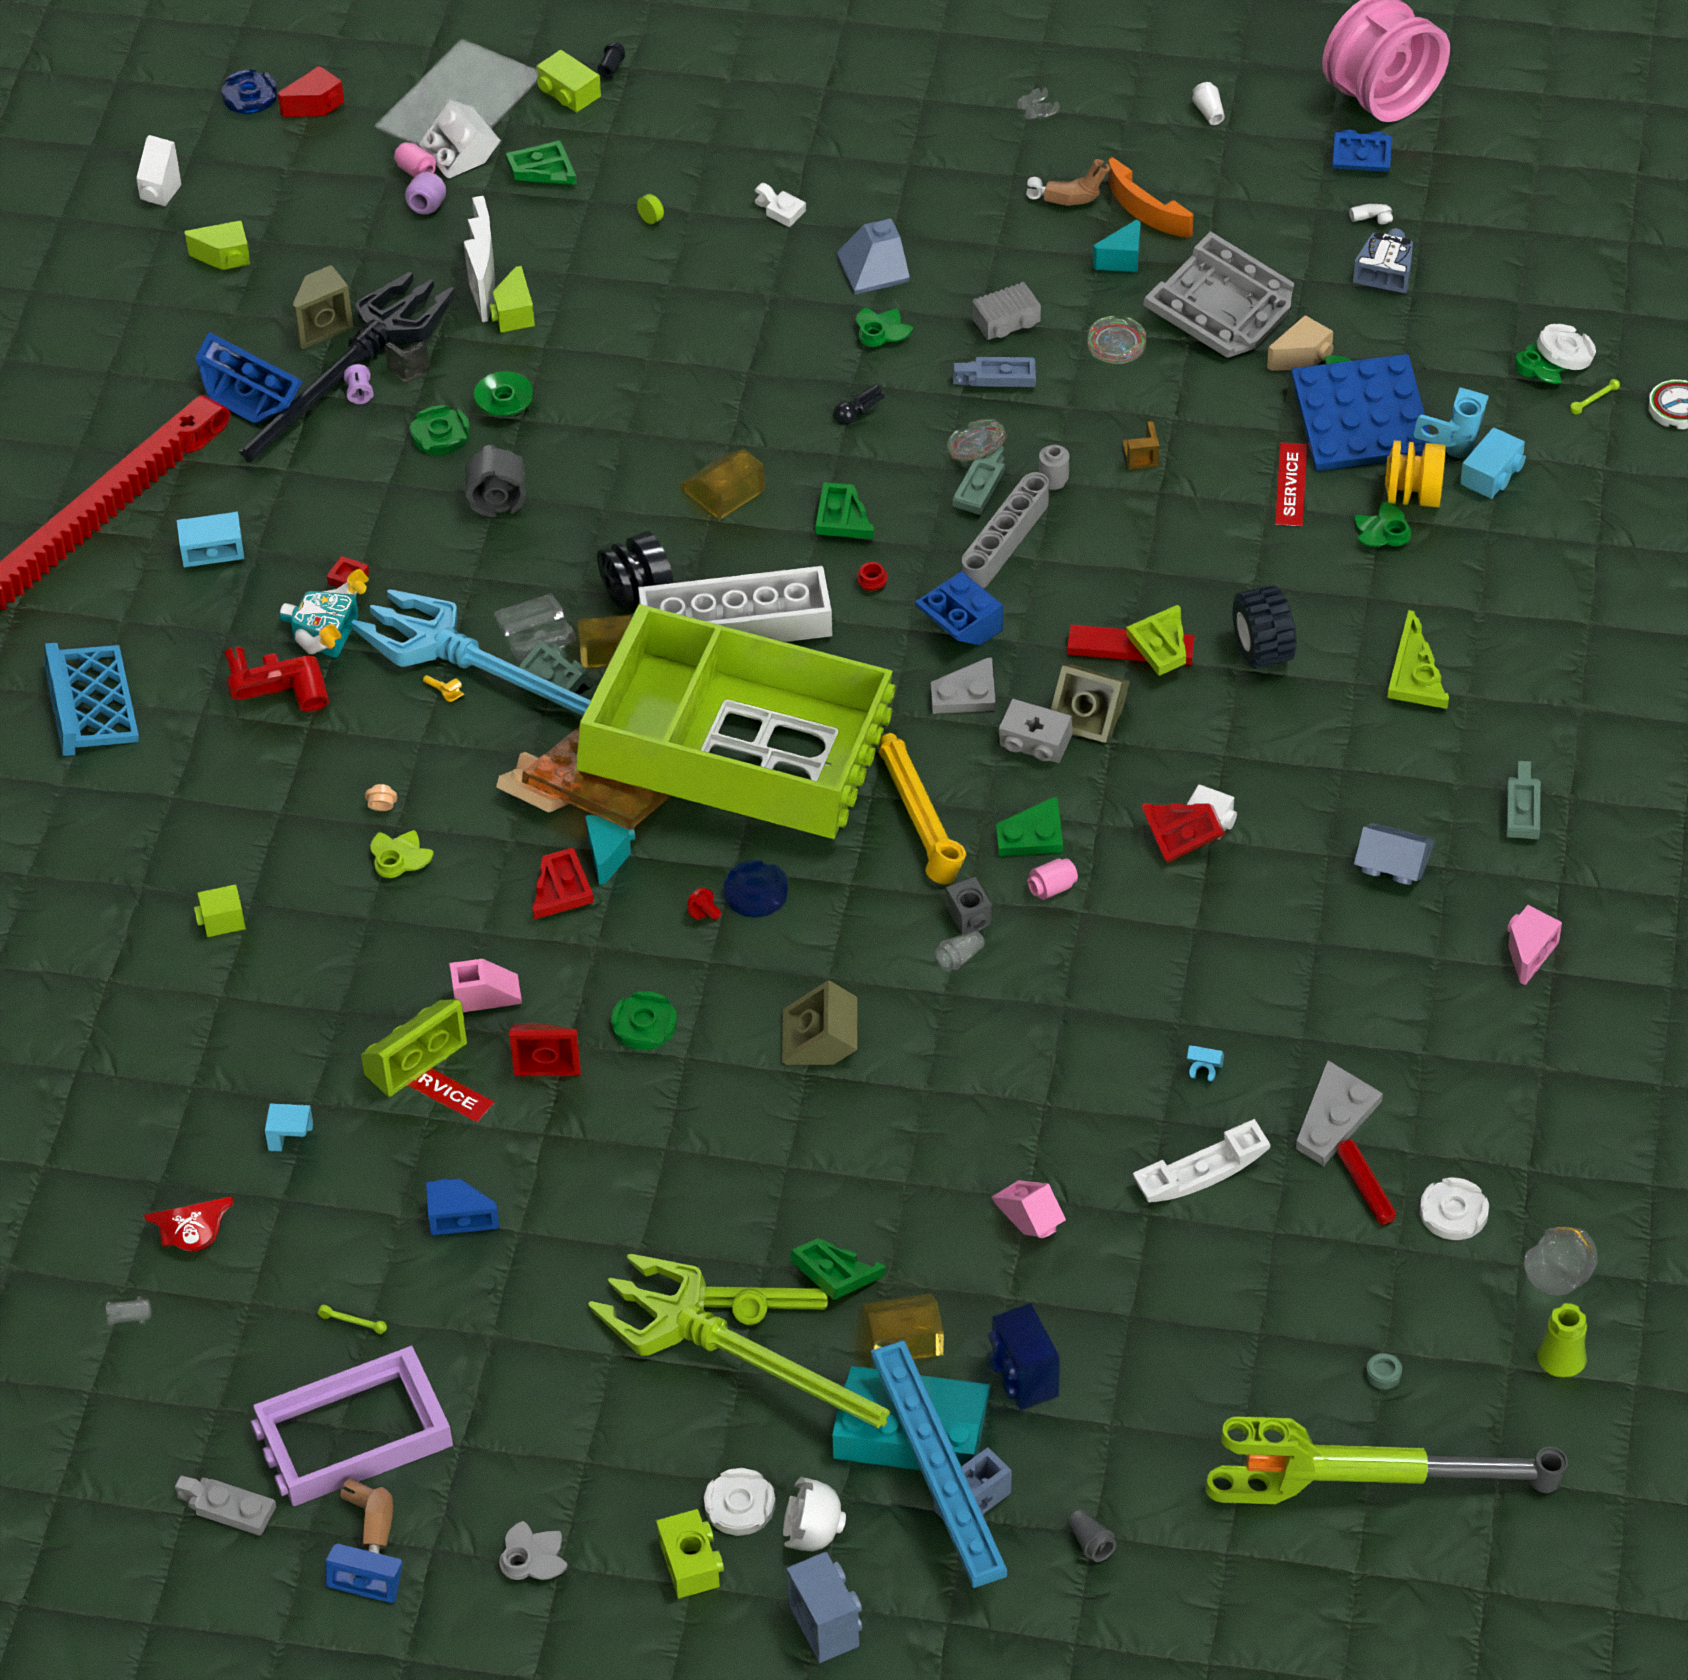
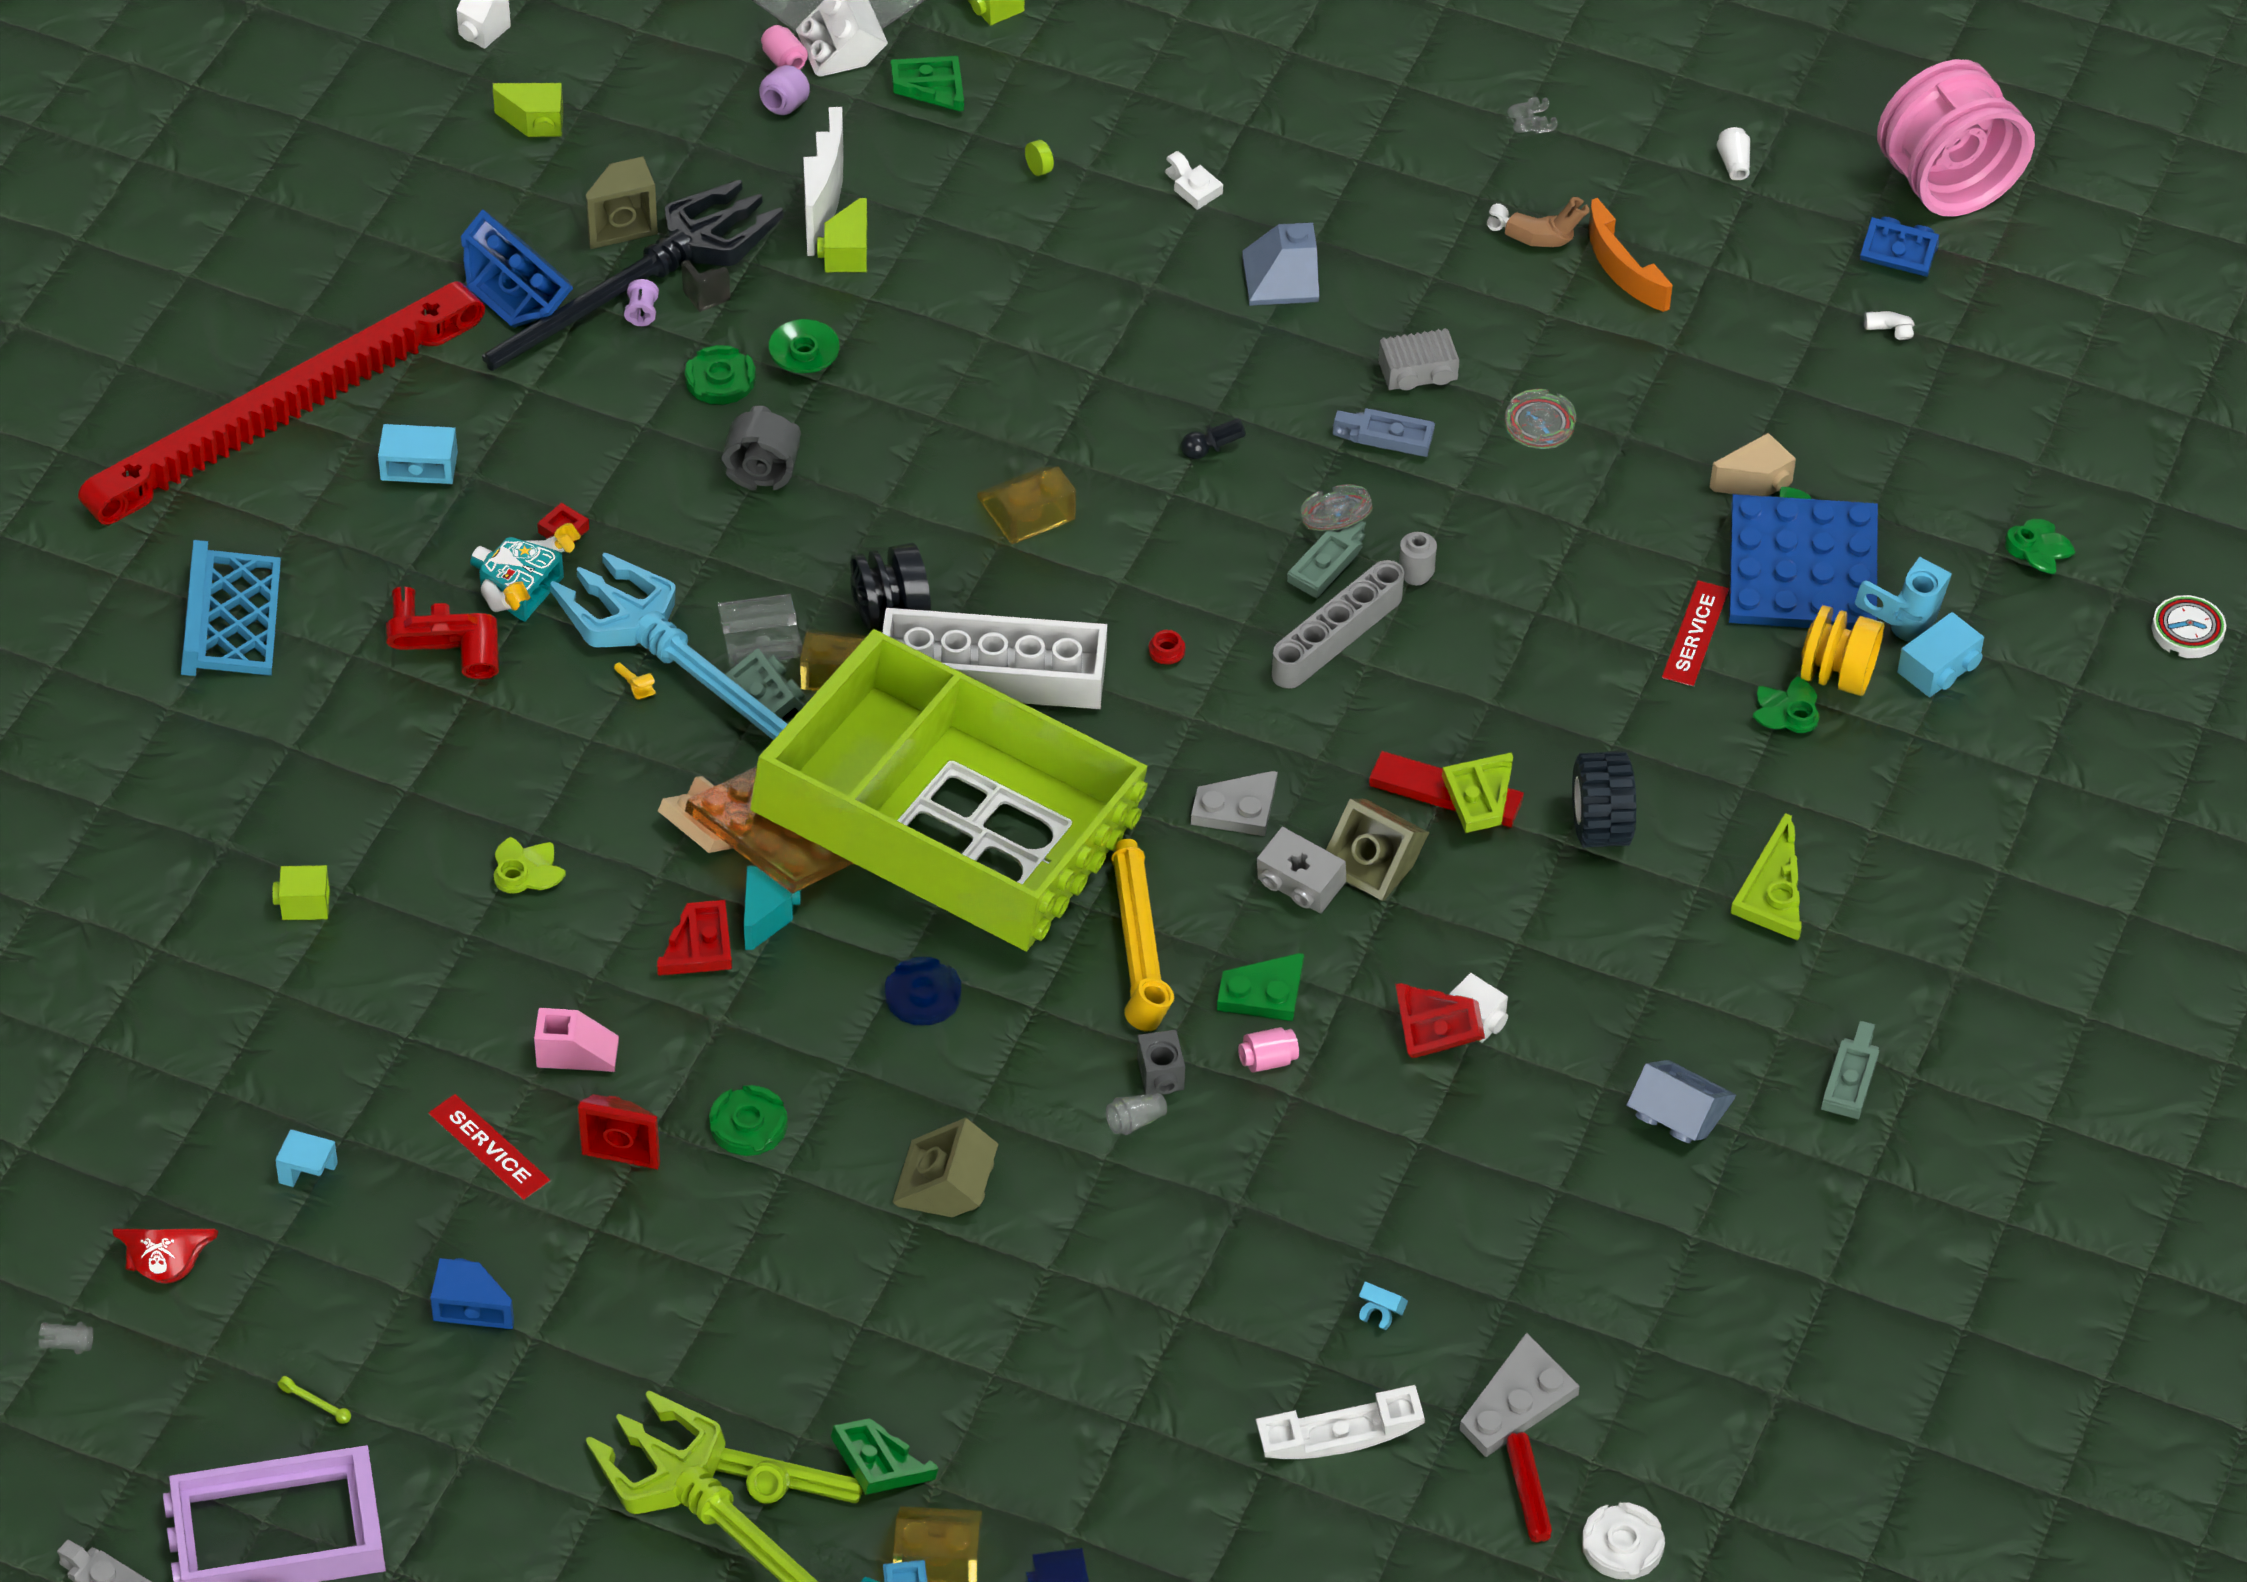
camera: 10 degrees right, 0 degrees up
(381, 797) = (523, 796): light nougat plate -> none
(415, 1046) = (476, 1097): lime slope -> none
(701, 904) = (853, 997): red plate -> none
(842, 513) = (1154, 564): green wing -> none
(881, 327) = (1267, 351): green plate -> none
(963, 610) = (1258, 709): blue slope -> none
(1030, 1207) = (1125, 1435): bright pink slope -> none
(1119, 250) = (1575, 311): teal slope -> none
(1143, 451) = (1528, 559): pearl gold panel -> none
(1223, 297) = (1672, 390): light grey wedge -> none
(1385, 261) = (1887, 385): sand blue torso -> none
(1532, 940) = (1812, 1240): bright pink slope -> none
(1565, 347) = (2072, 531): white tile -> none
(1576, 407) = (2065, 606): lime hinge -> none

